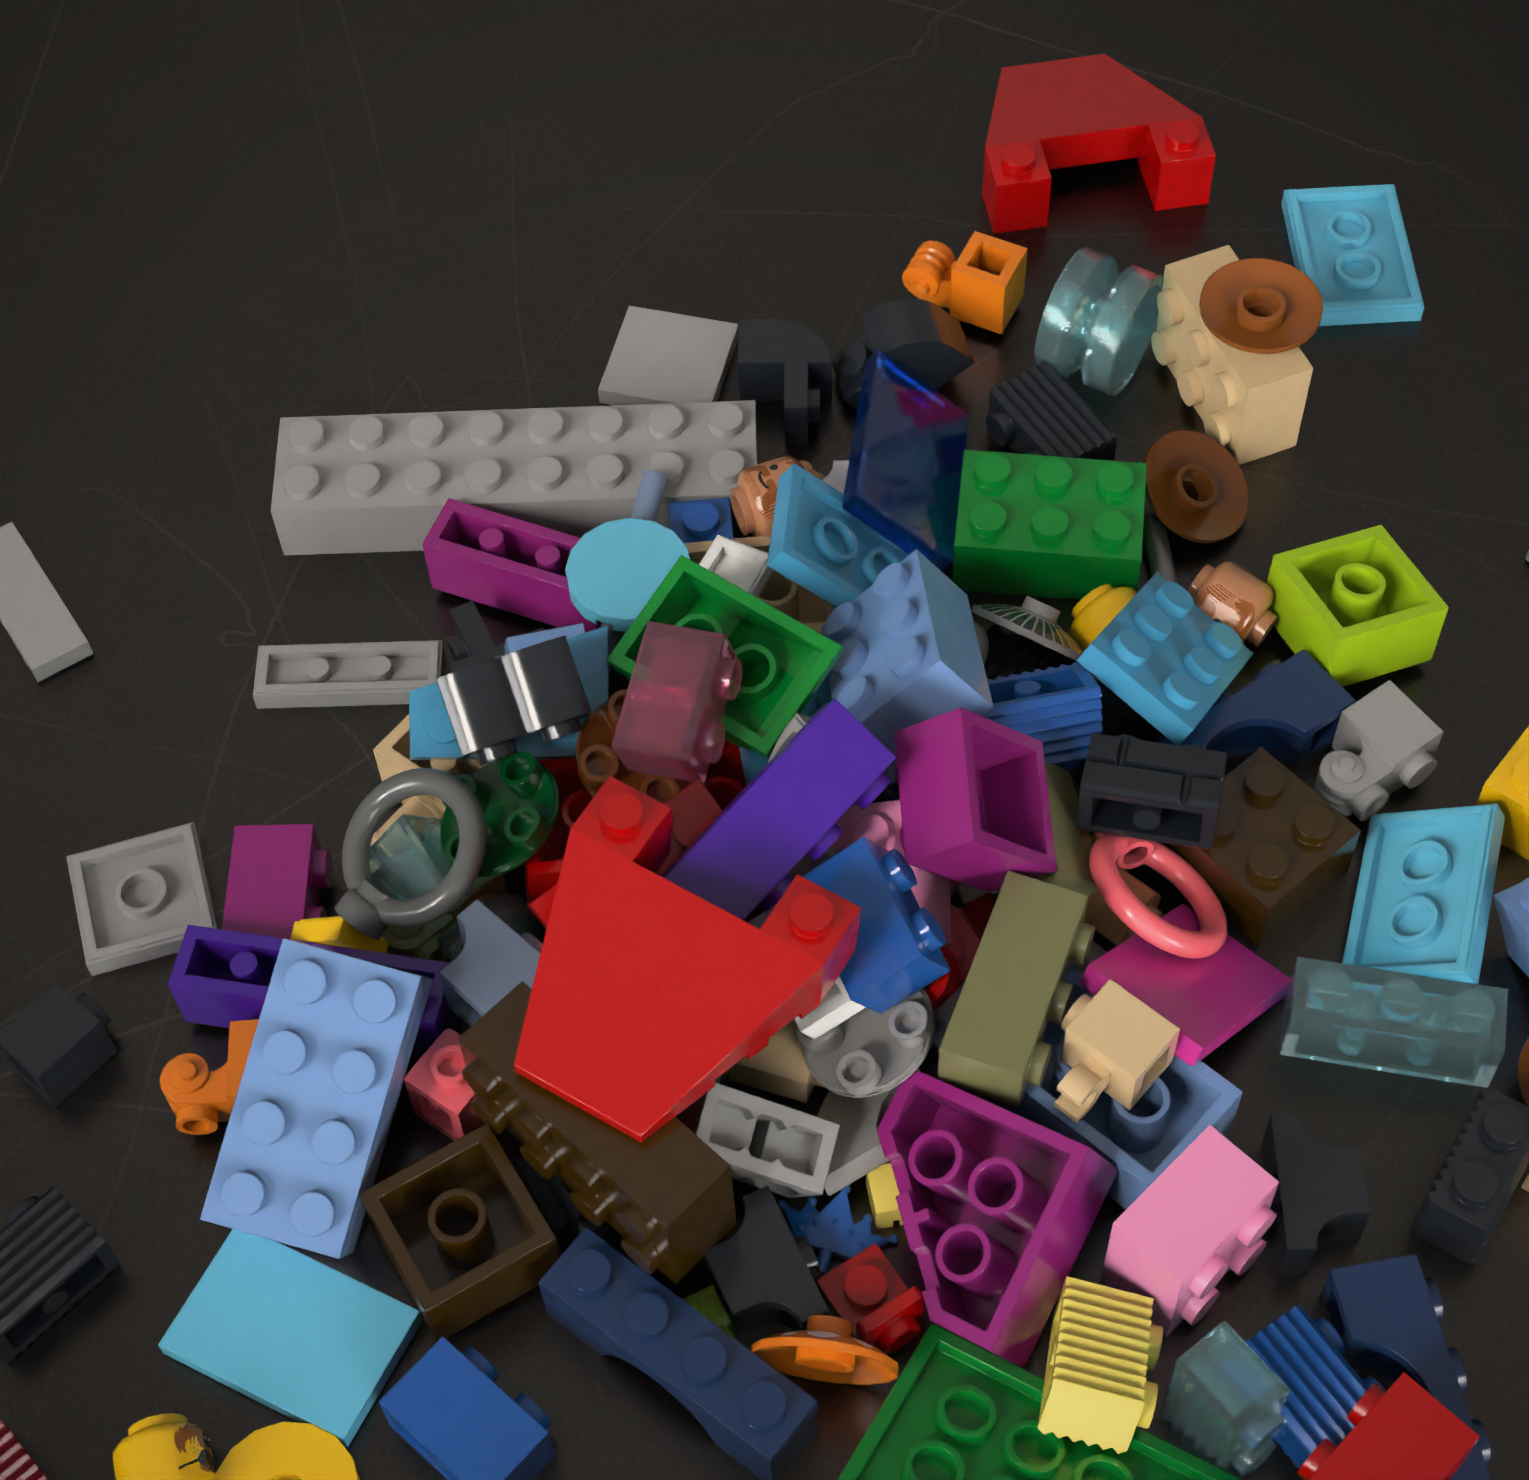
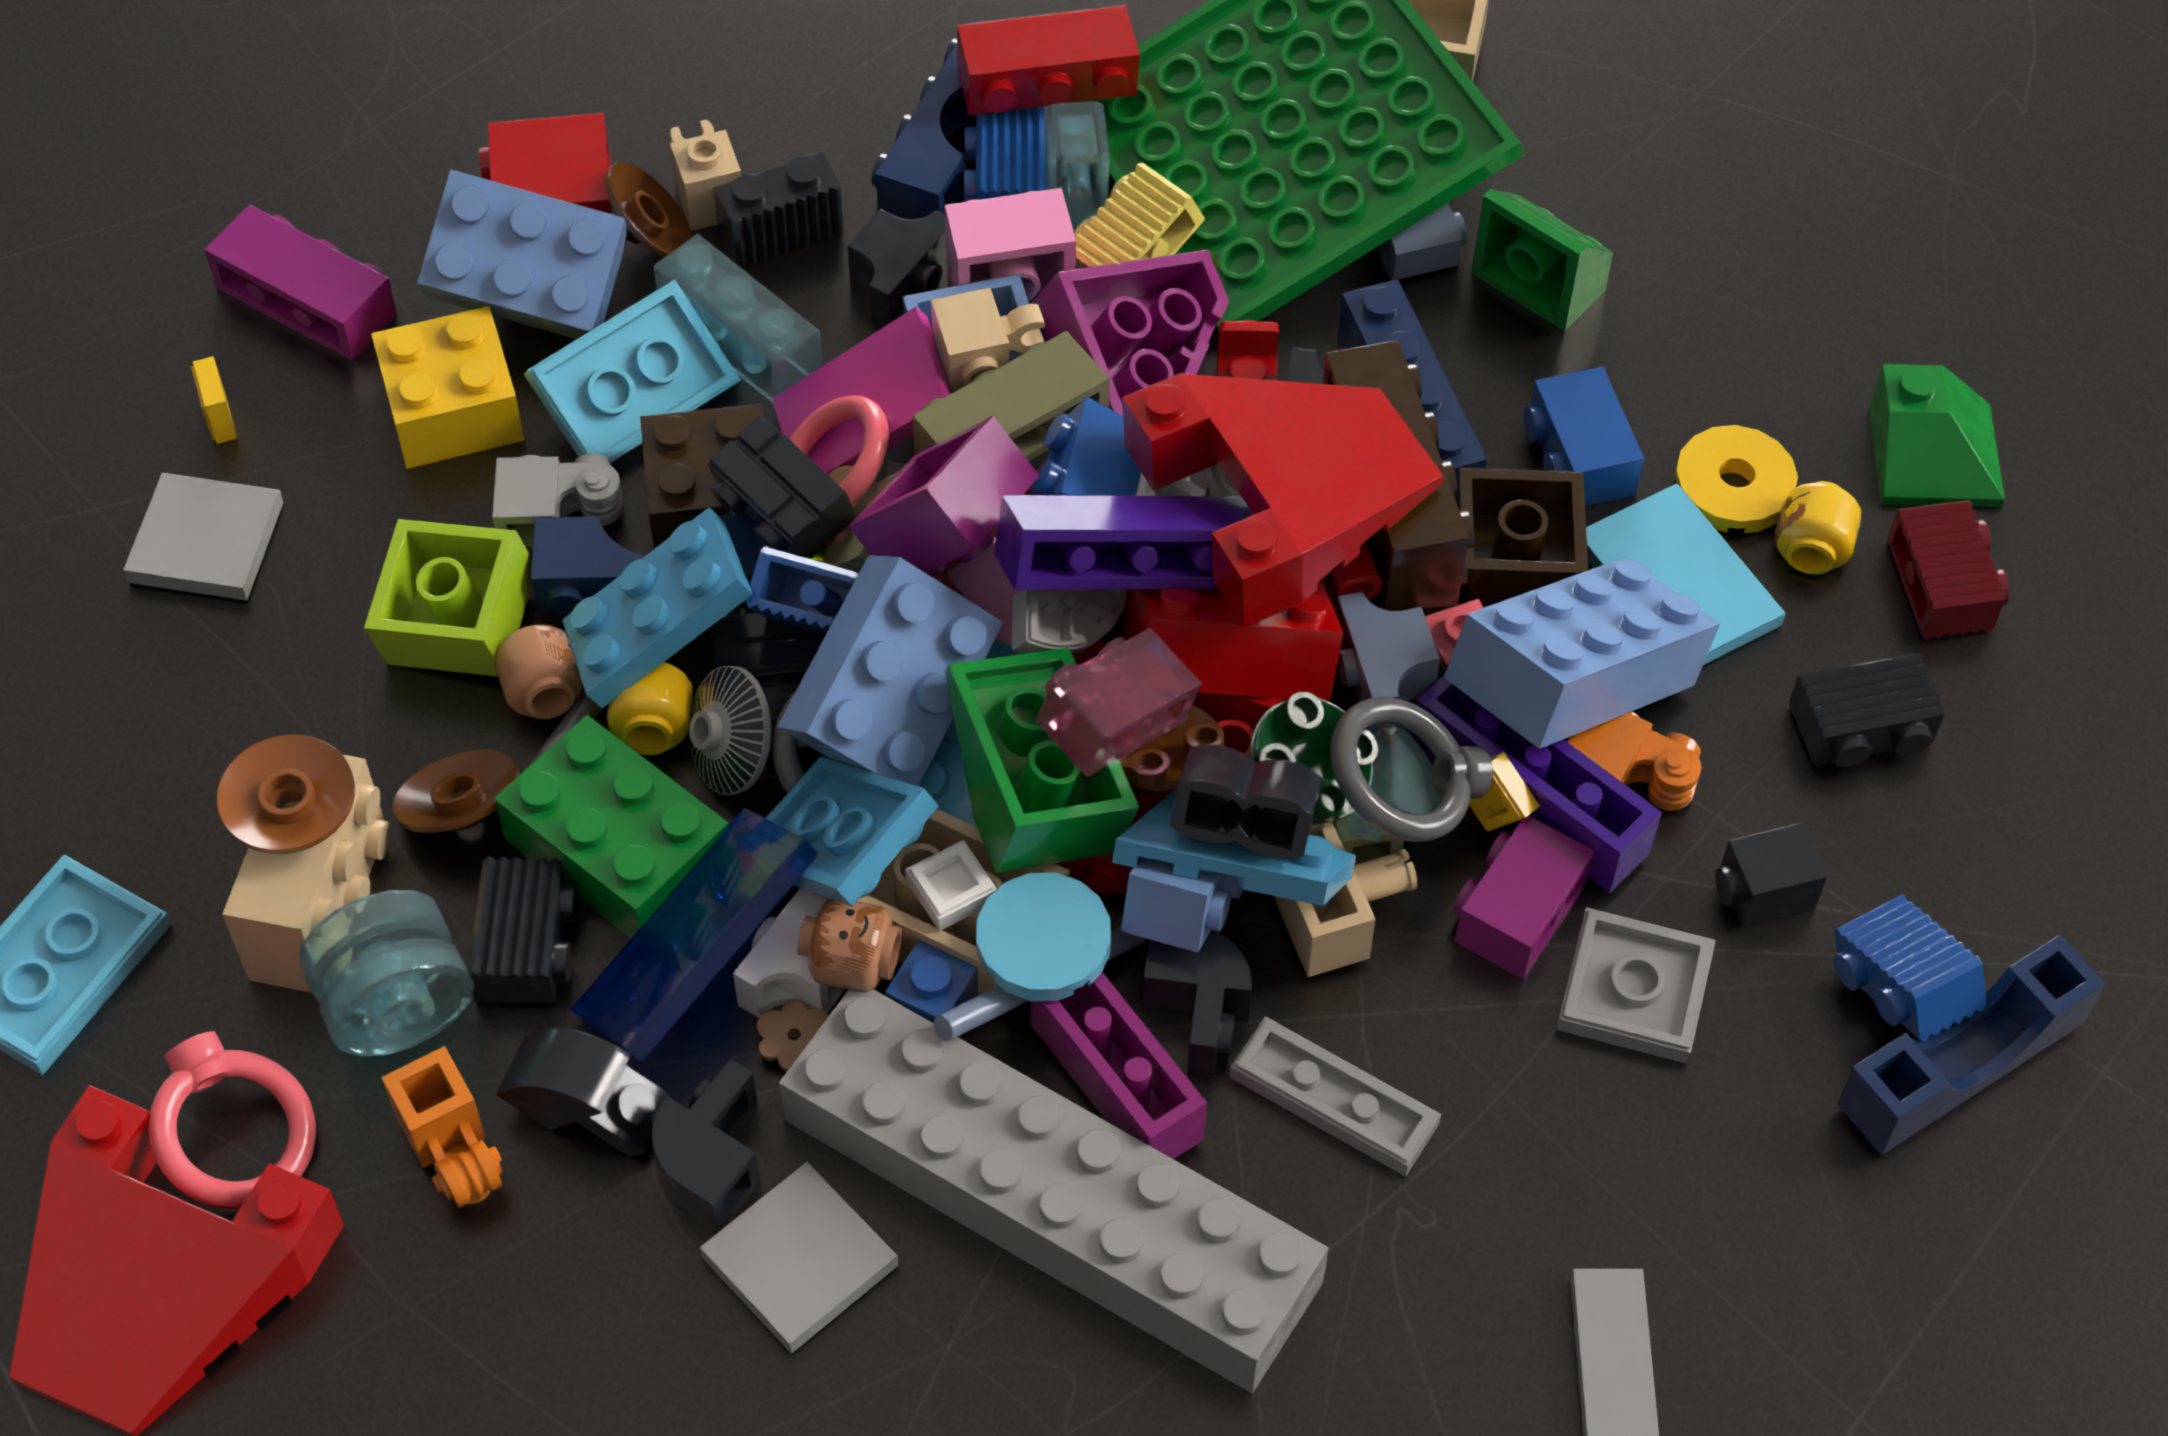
camera: 150 degrees left, 0 degrees up
(827, 1354) = (1314, 314): orange dish -> none
(1165, 217) = (199, 1065): none -> coral piece

